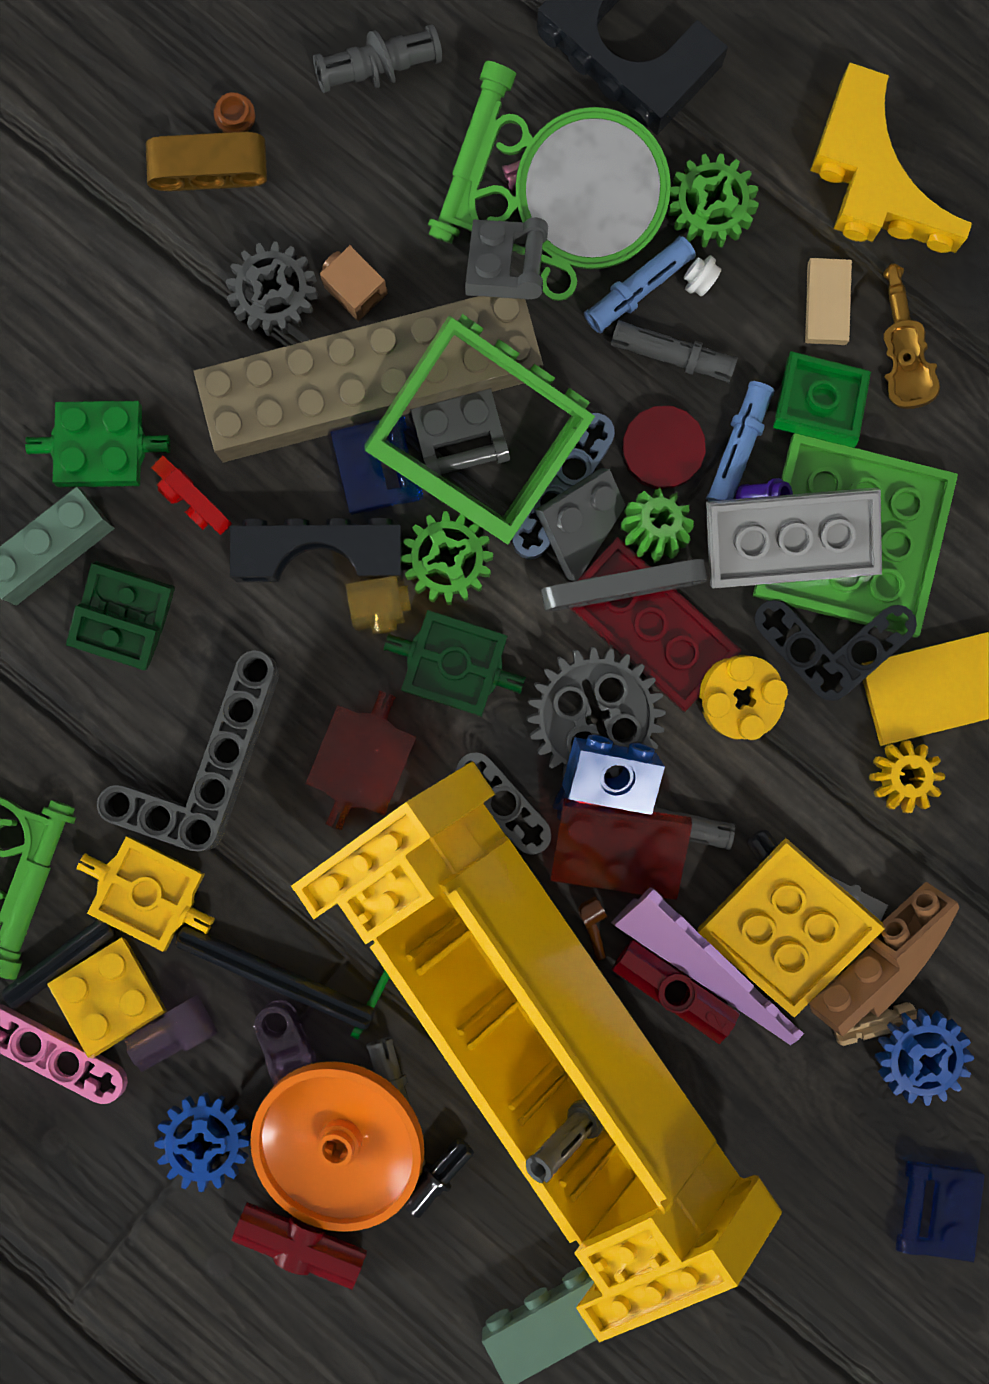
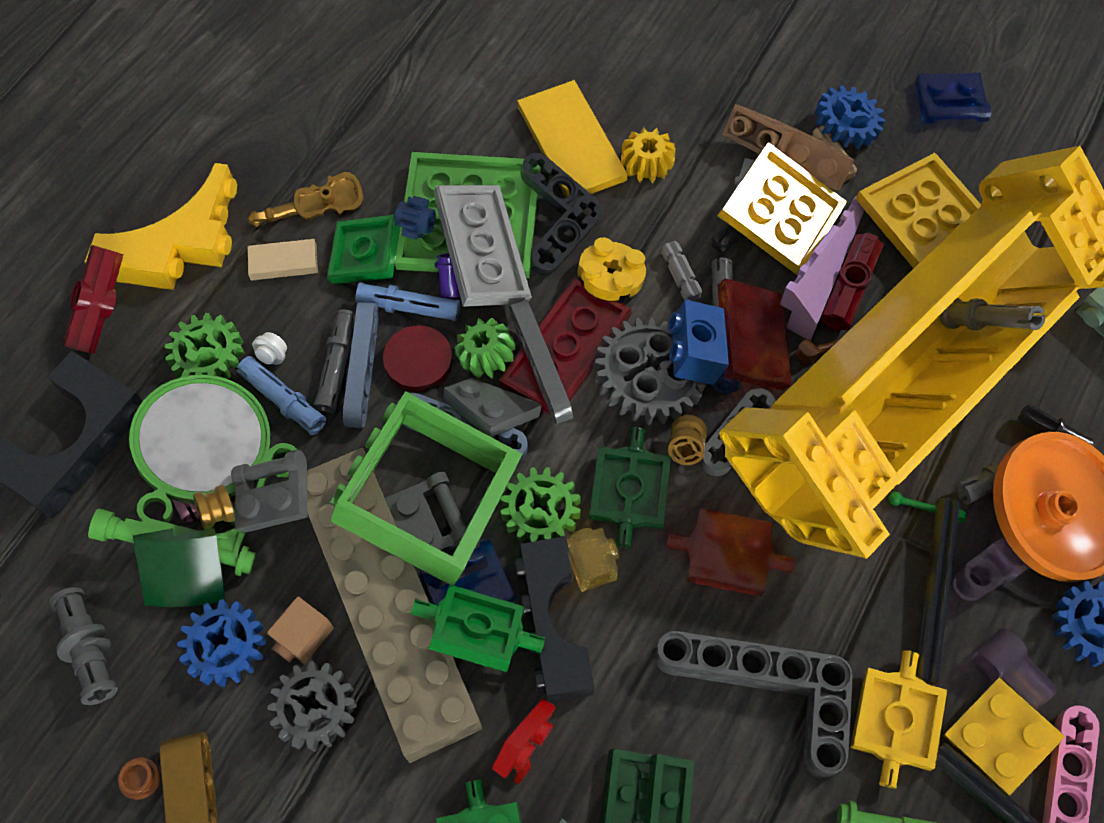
camera: 100 degrees left, 20 degrees down
(309, 461) = (477, 628): none -> green plate
(352, 183) = (208, 635): none -> blue gear
(437, 159) = (179, 568): none -> dark green slope
(494, 737) = (687, 440): none -> pearl gold wheel
(497, 195) = (214, 507): none -> pearl gold wheel
(663, 379) = (360, 365): none -> sand blue beam
(730, 784) = (681, 271): none -> light grey axle
(766, 1110) = (918, 206): none -> yellow plate
(795, 72) = (92, 299): none -> dark red piece
(845, 461) = (415, 217): none -> dark blue gear

